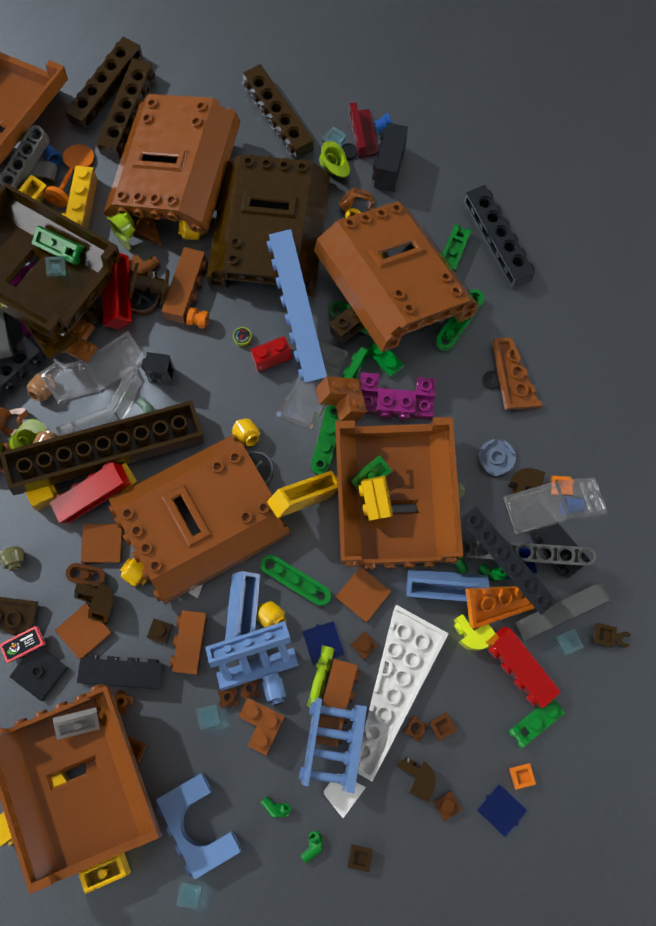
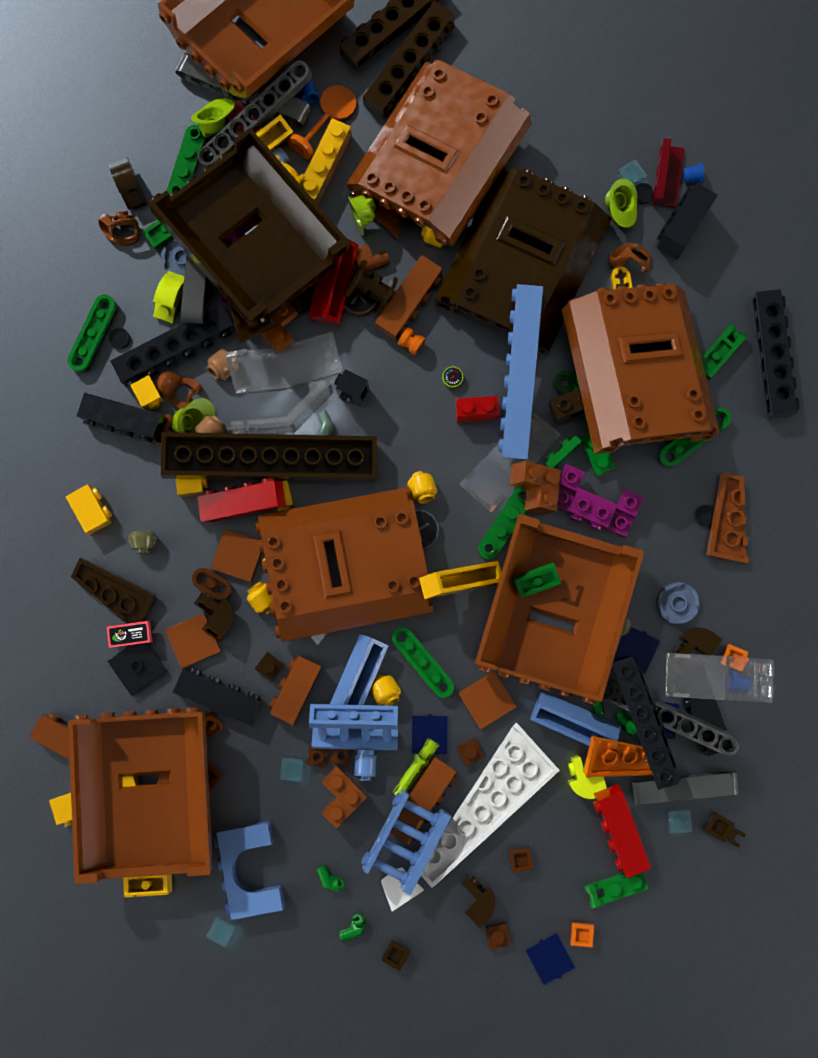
camera: 25 degrees right, 10 degrees up
(55, 266) = (276, 239): clear light blue plate -> none
(57, 244) = (285, 214): green plate -> none
(76, 723) = (161, 735): light grey plate -> none
(277, 111) = (571, 69): dark brown brick -> none
(376, 498) = (534, 607): yellow brick -> none
(422, 727) = (493, 858): reddish brown plate -> none
(481, 500) = (637, 644): none -> clear blue piece

